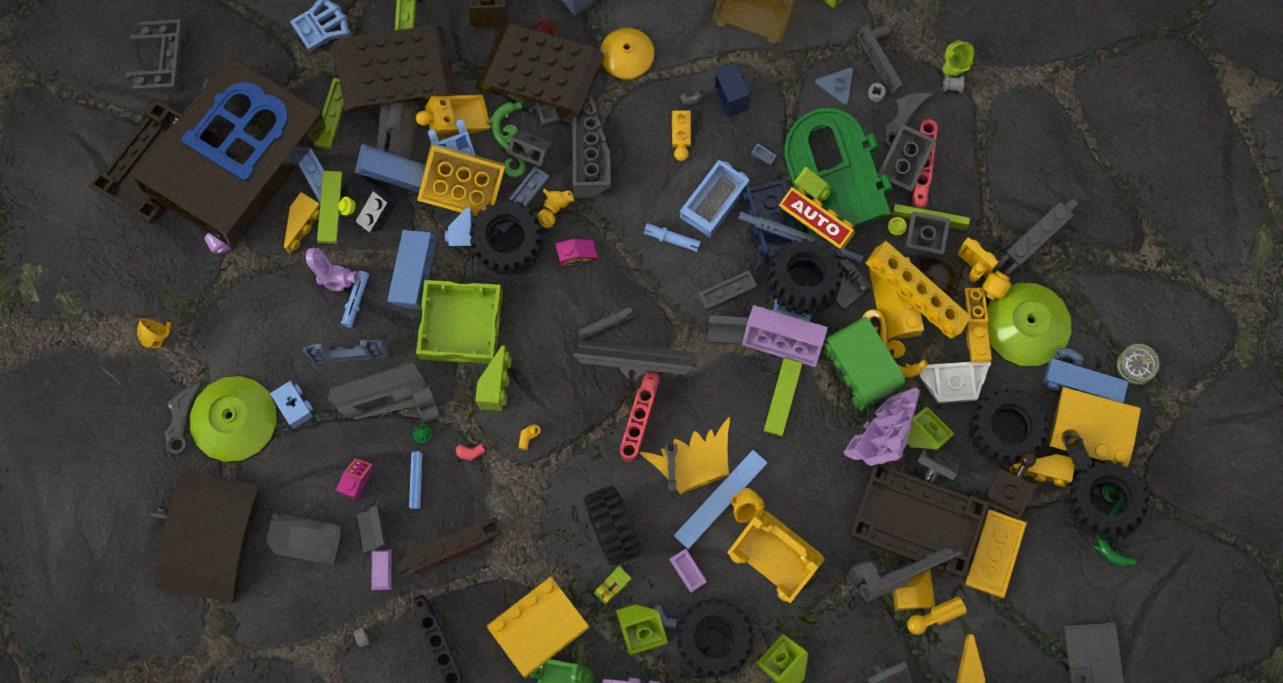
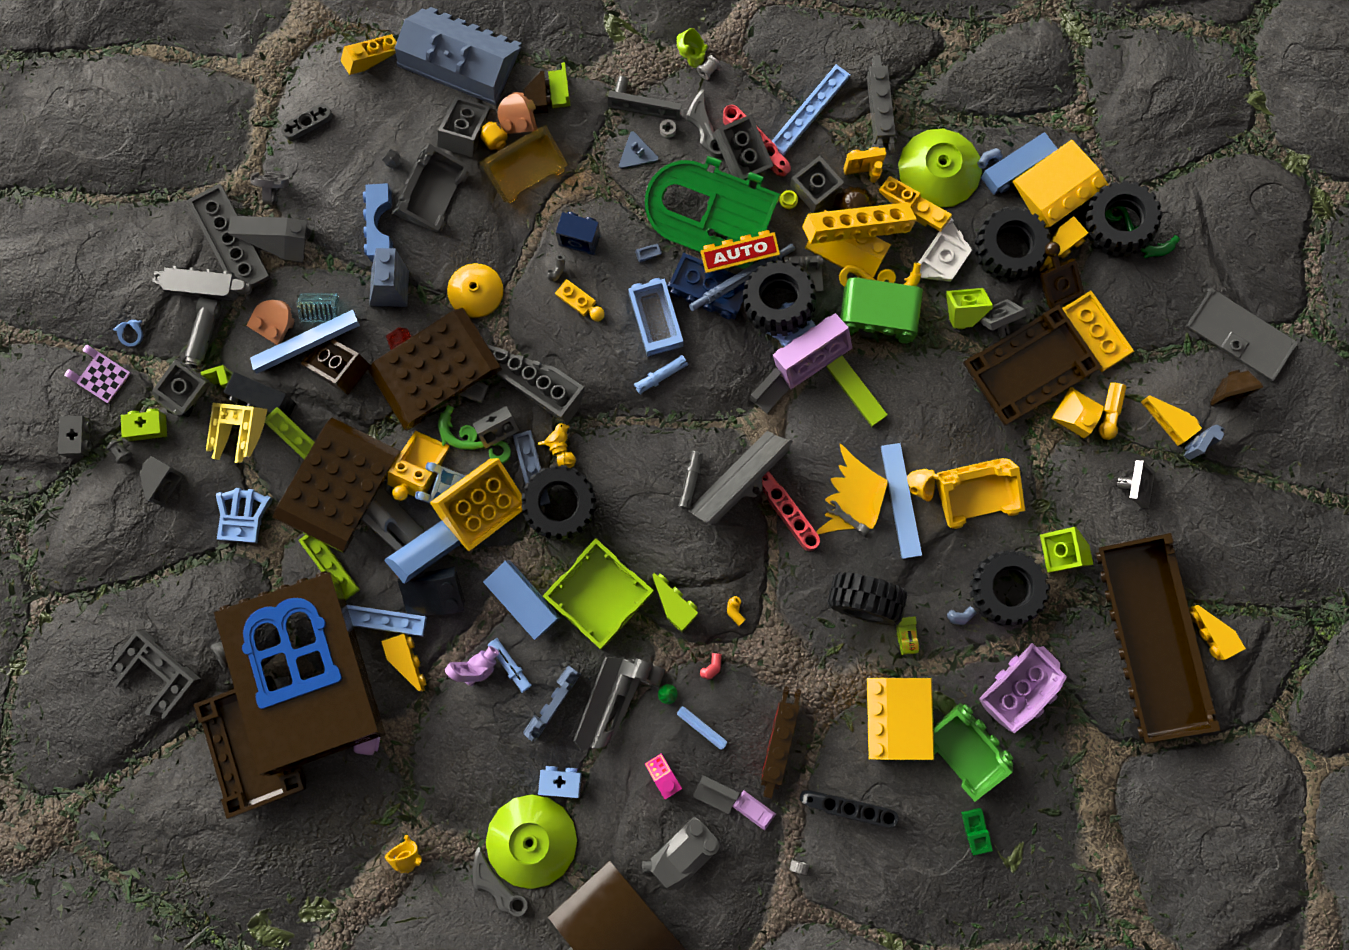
camera: 55 degrees left, 5 degrees up
(329, 208) = (414, 627): lime tile -> none
(346, 206) = (425, 612): neon yellow plate -> none
(459, 229) = (521, 534): light blue slope -> none
(576, 252) = (613, 458): dark pink slope -> none
(641, 628) = (957, 638): lime slope -> none
(688, 570) = (938, 568): lavender tile -> none
(727, 290) = (737, 366): dark grey tile -> none
(813, 185) = (713, 233): lime slope -> none
(871, 586) = (1060, 438): dark grey panel -> none
(888, 432) = (950, 331): lavender wedge -> none
(956, 221) = (784, 183): lime tile -> none
(987, 186) = (810, 109): none -> light blue tile
(996, 285) = (895, 165): yellow head -> none
(1076, 450) = (1072, 209): black piece -> none
(1138, 364) = (1034, 115): clear piece -> none

